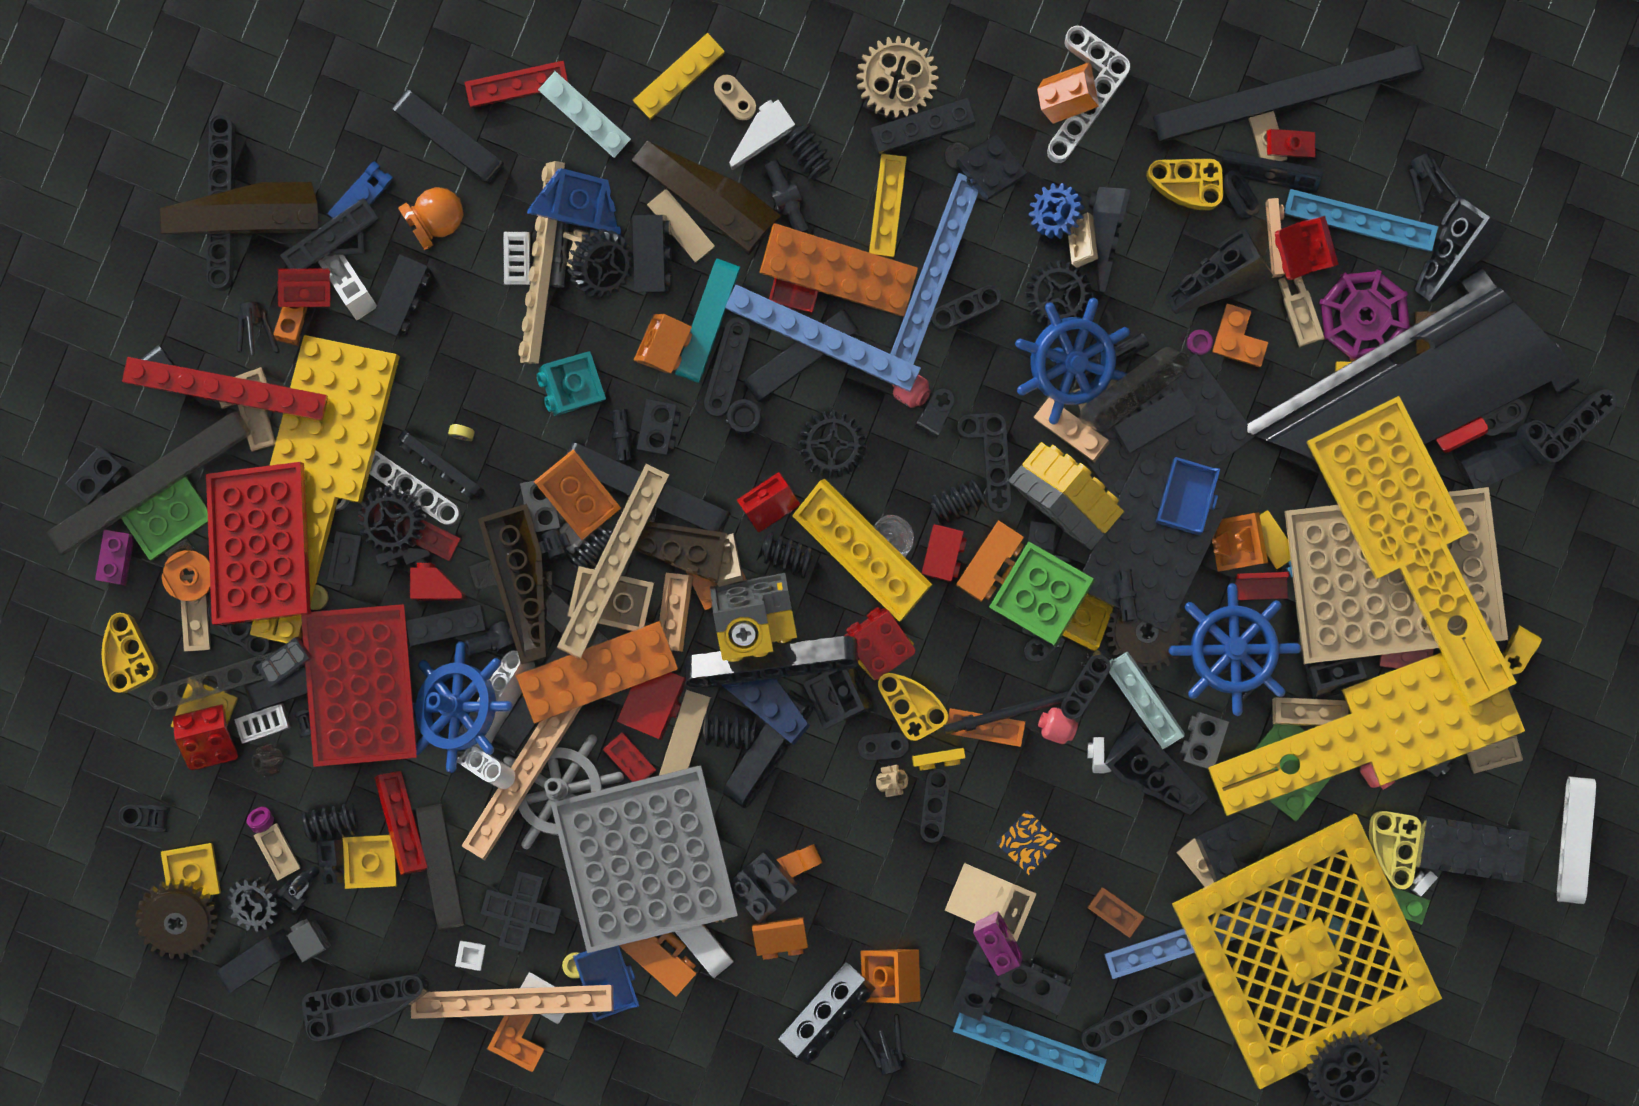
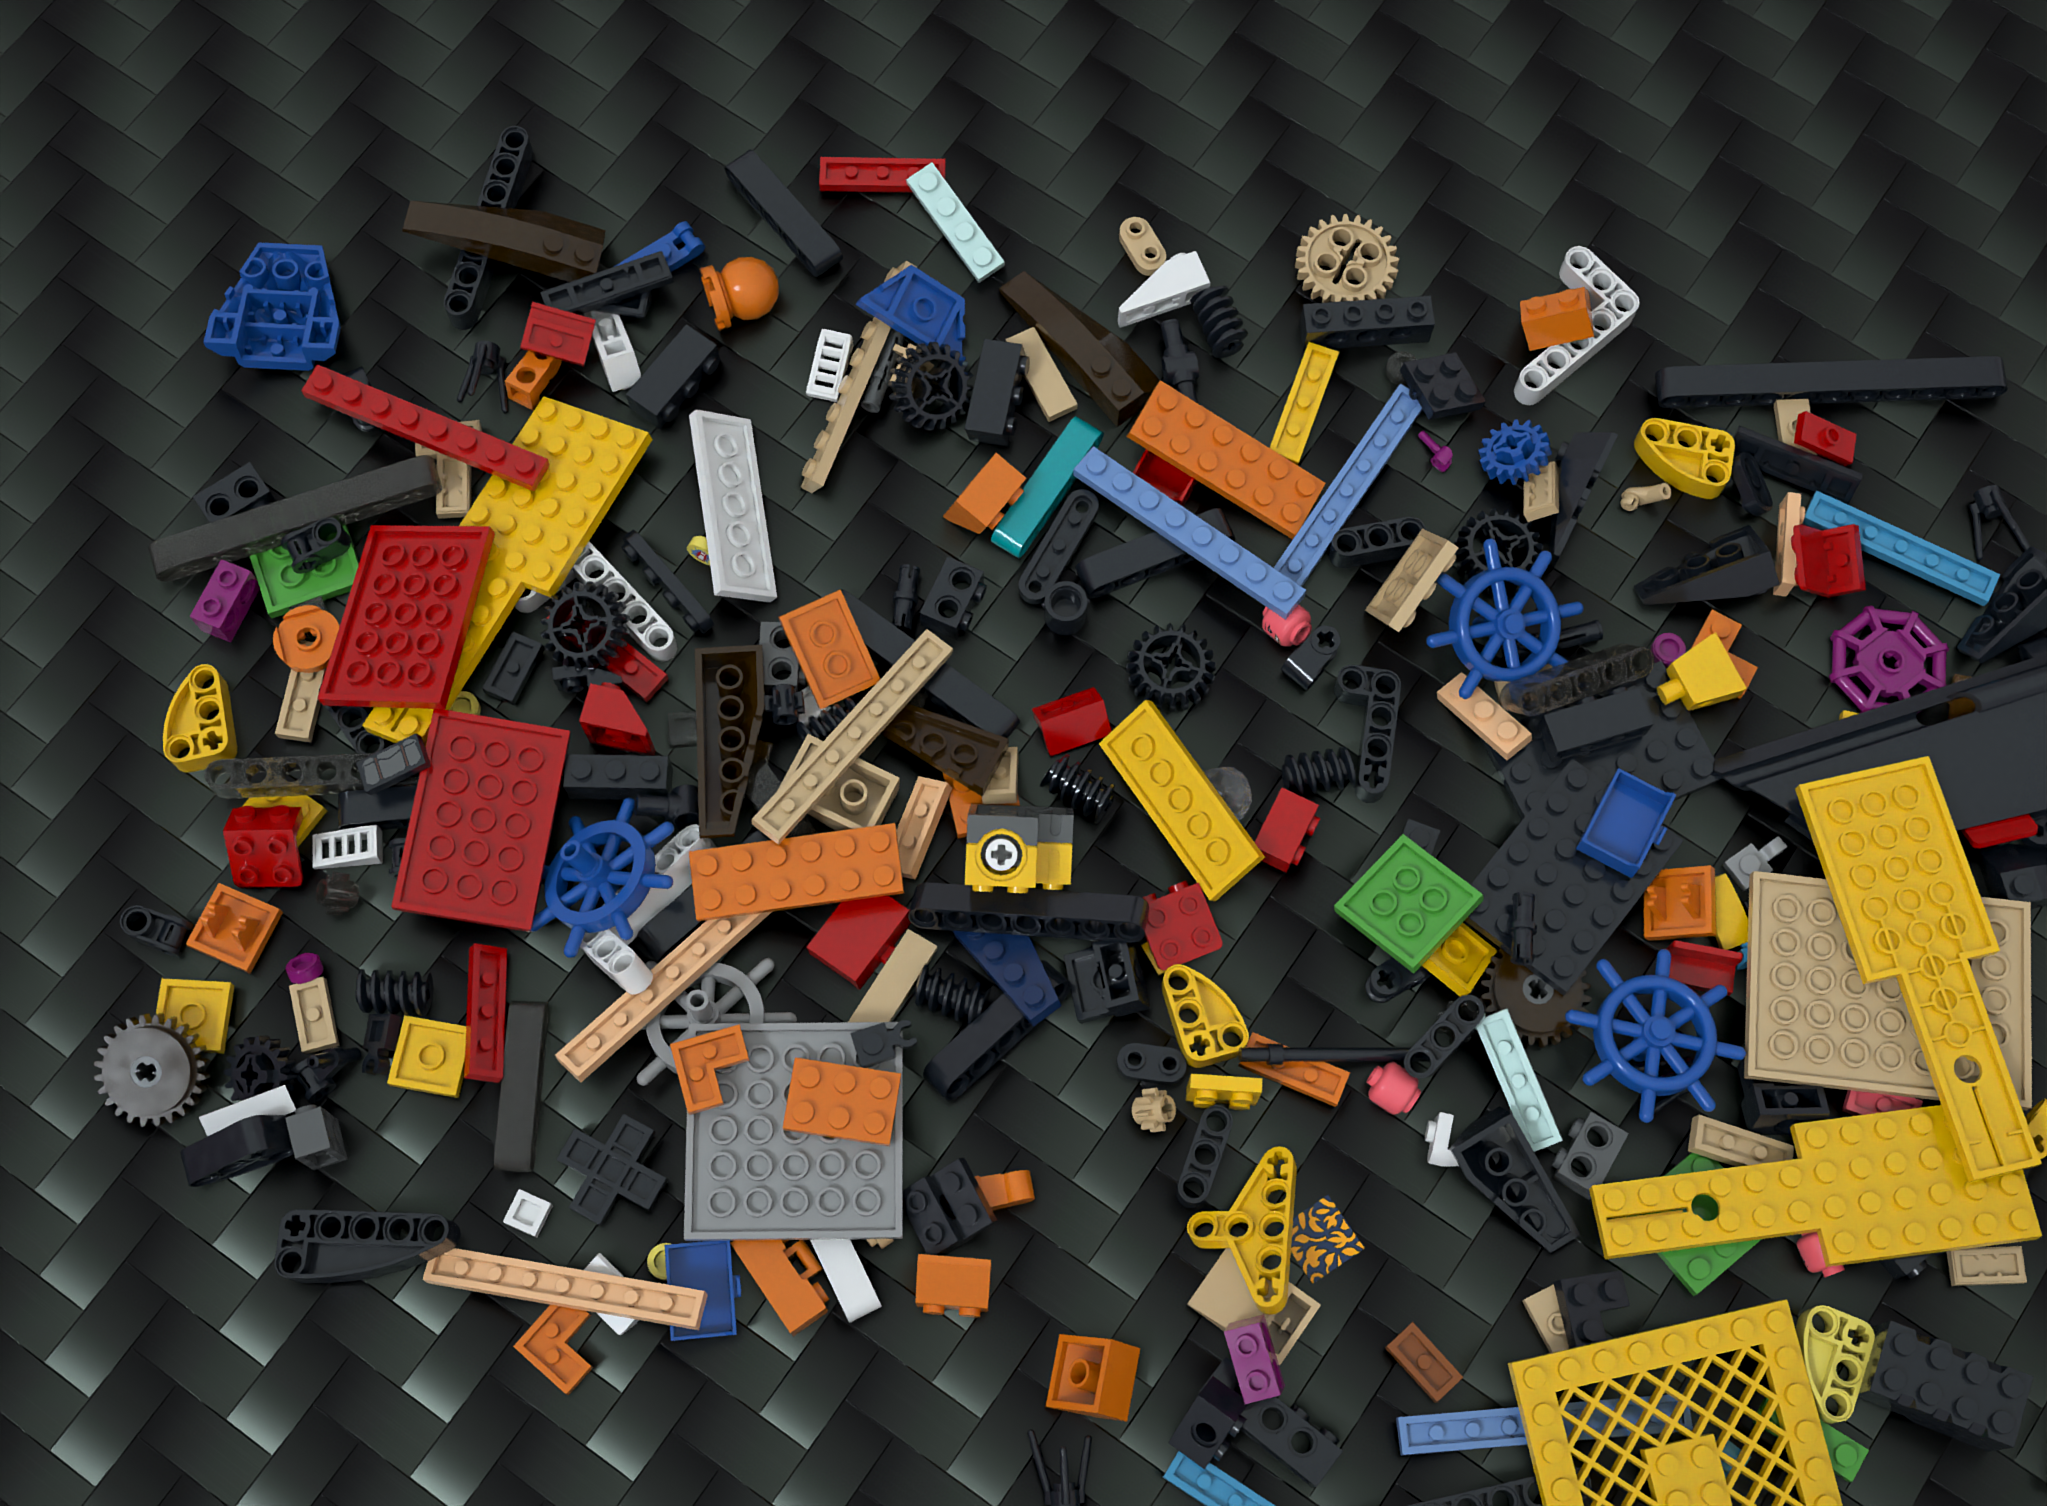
camera: 10 degrees right, 15 degrees down
(81, 313) = (278, 310): none -> blue wedge
(166, 504) = (313, 544): none -> black piece
(200, 802) = (234, 928): none -> orange plate
(253, 933) = (268, 1103): none -> white sticker
(474, 394) = (732, 506): none -> white plate
(565, 831) = (698, 1060): none -> orange plate
(570, 383) = (856, 521): teal plate -> none
(629, 758) = (808, 997): red plate -> none
(672, 833) = (842, 1101): none -> orange plate
(678, 76) = (1080, 209): yellow plate -> none
(687, 786) = (876, 1044): none -> black plate
(815, 1015) = (993, 1408): brick -> none
(982, 570) = (1332, 865): orange piece -> none
(982, 862) = (1255, 1245): none -> yellow beam
(997, 344) = (1412, 580): none -> tan plate
(1003, 224) = (1443, 455): none -> magenta hand
(1067, 494) = (1466, 787): piece -> none
(1163, 220) = (1644, 495): none -> tan arm
(1226, 364) = (1702, 676): none -> yellow torso
(1287, 497) = (1750, 860): none -> light grey plate
(1301, 313) = (1806, 640): tan hinge -> none
(1422, 882) = (1863, 1420): white plate -> none

